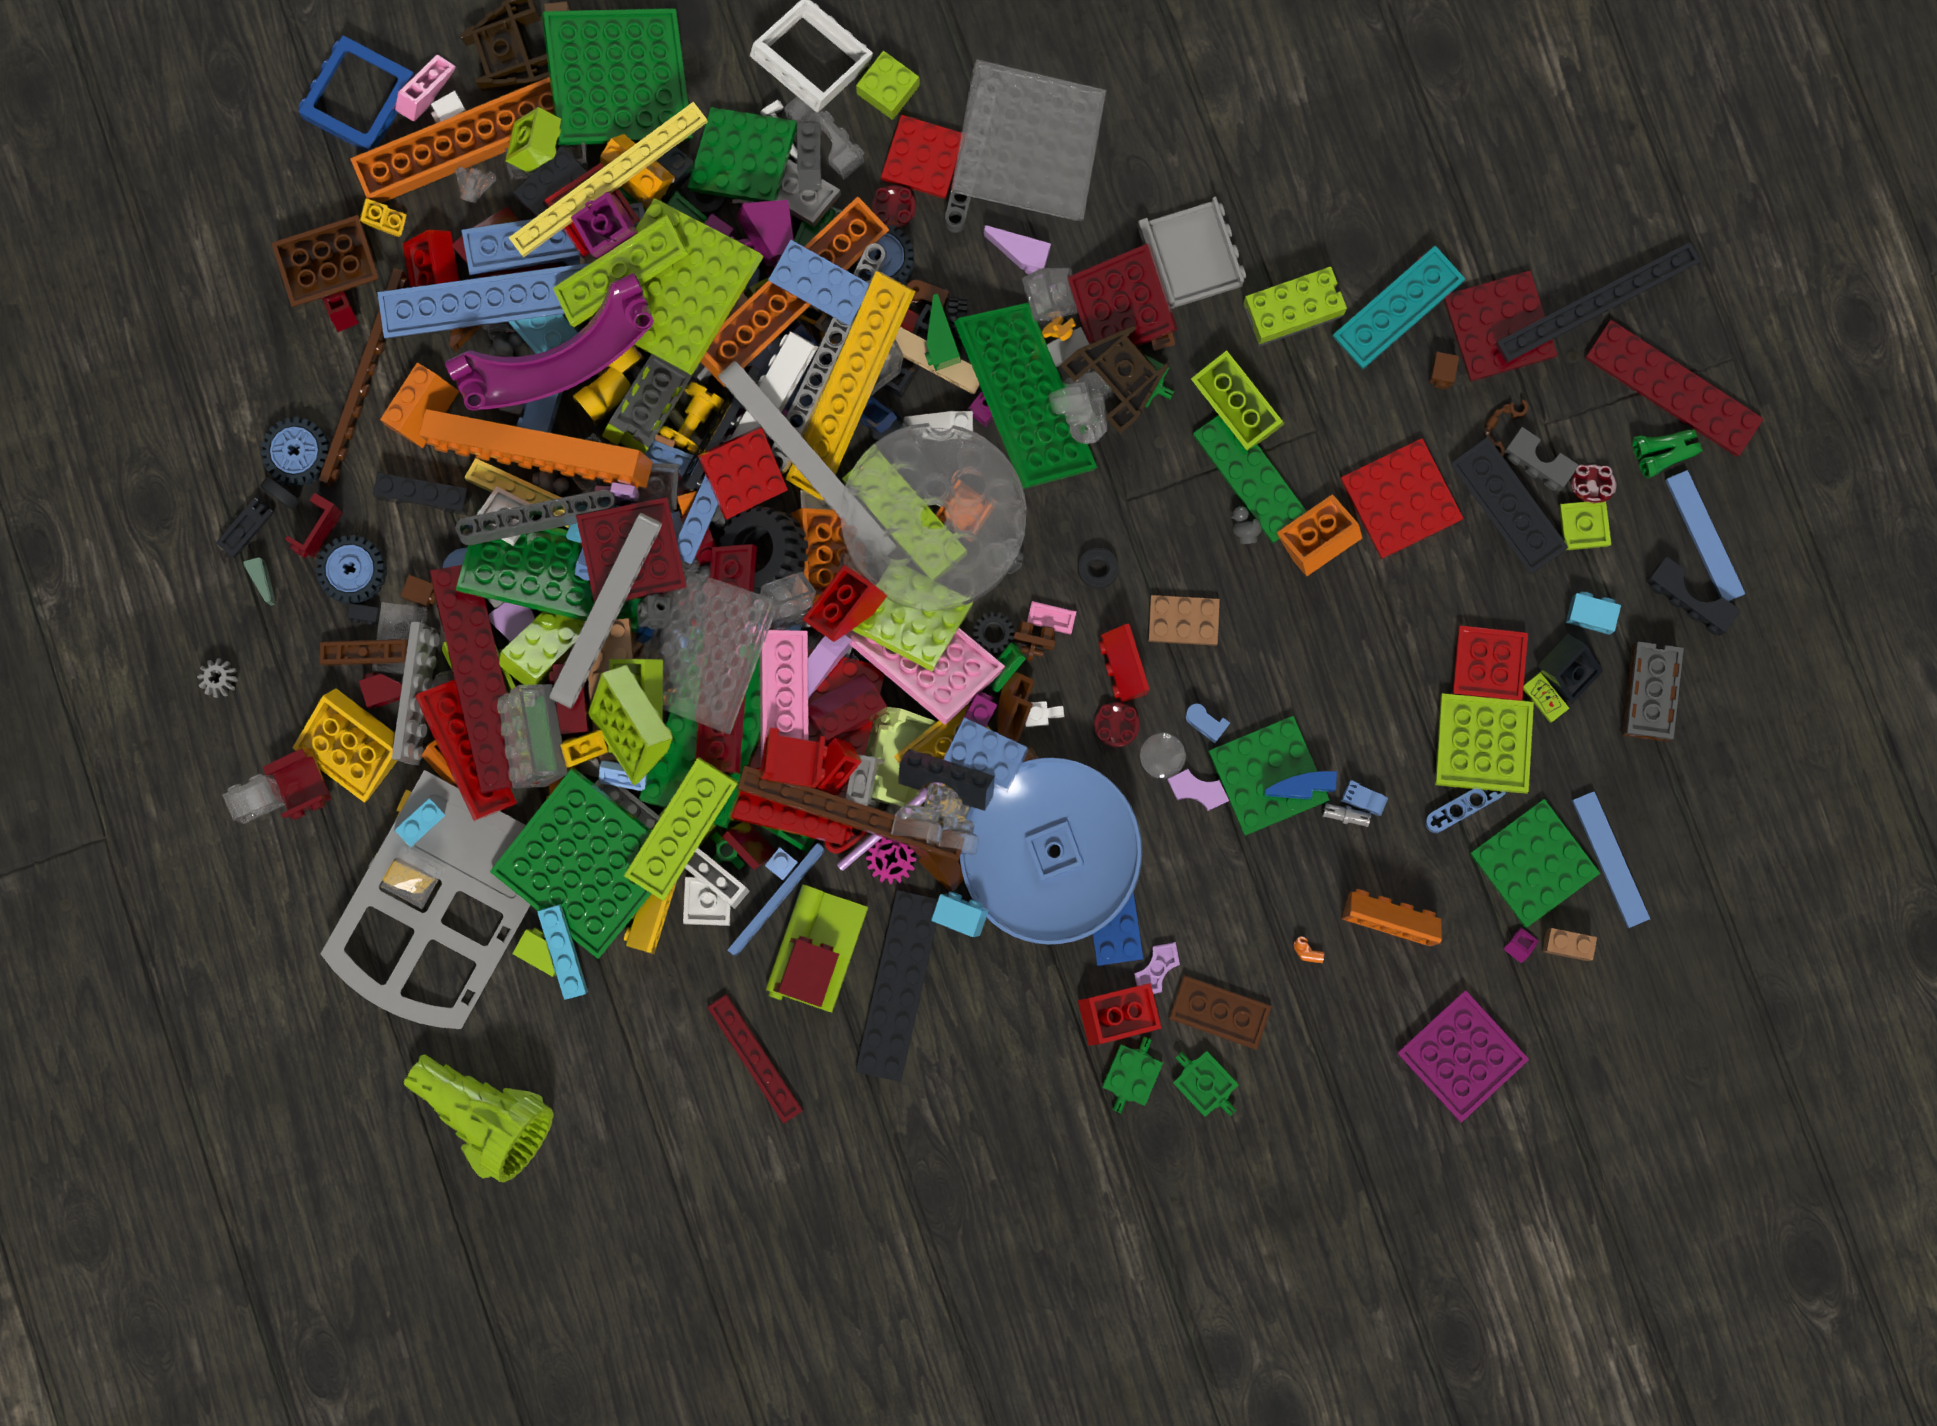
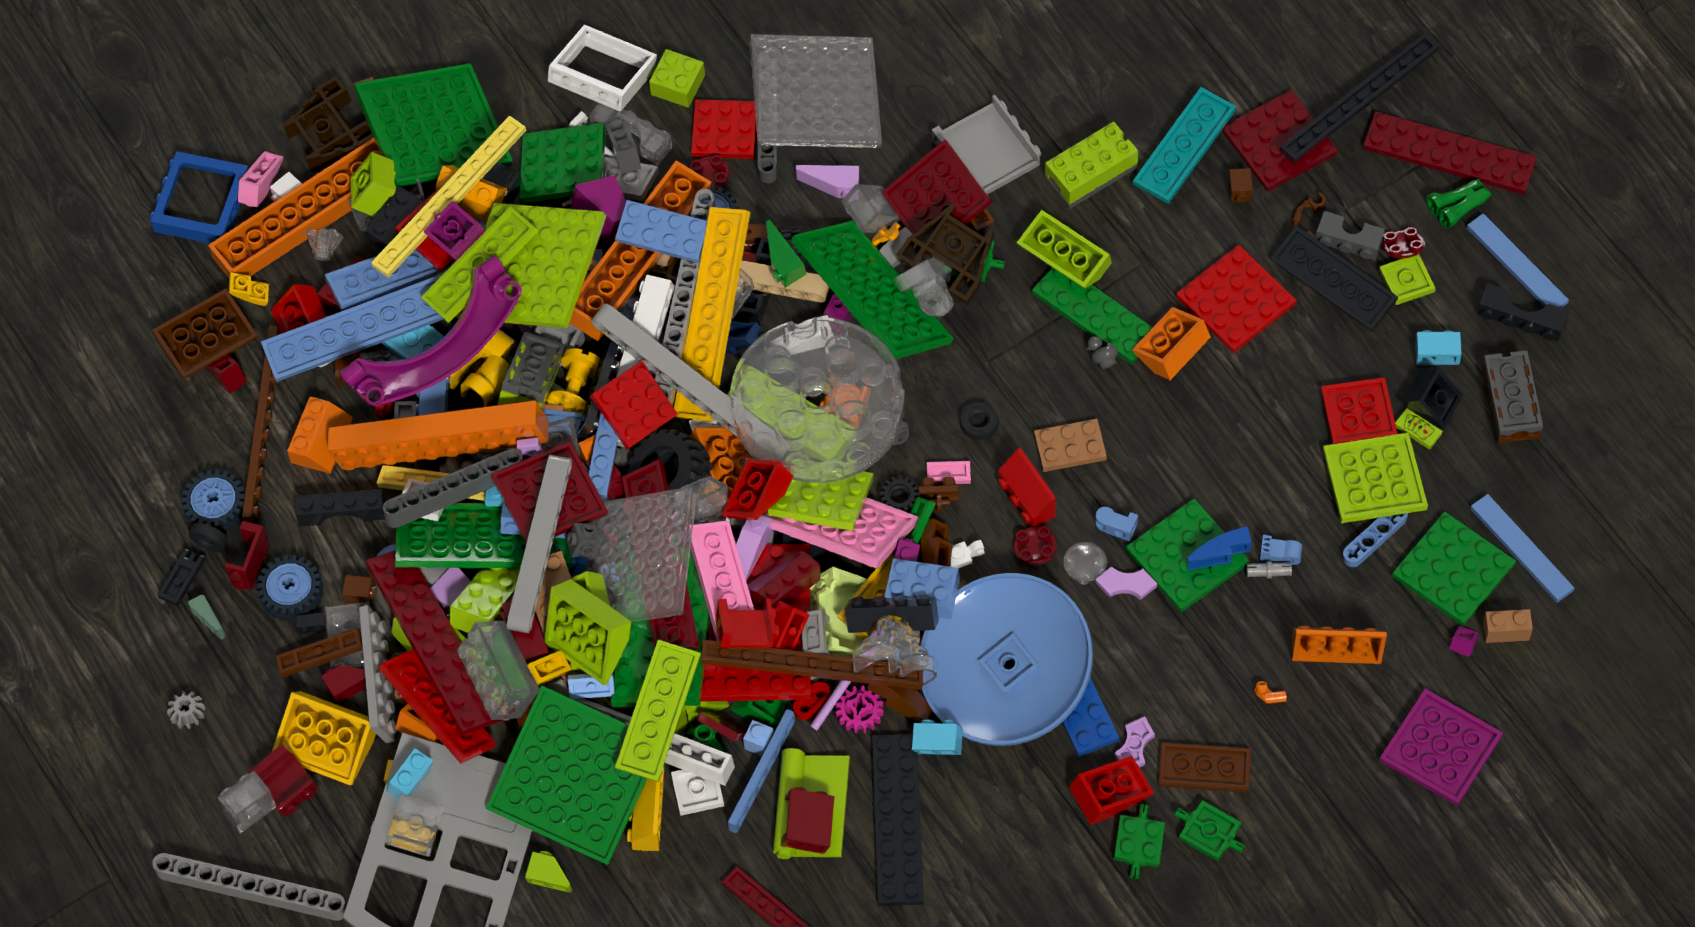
camera: 10 degrees left, 20 degrees down
(228, 886) = (242, 879): none -> light grey beam
(562, 951) = (572, 865): medium azure plate -> none

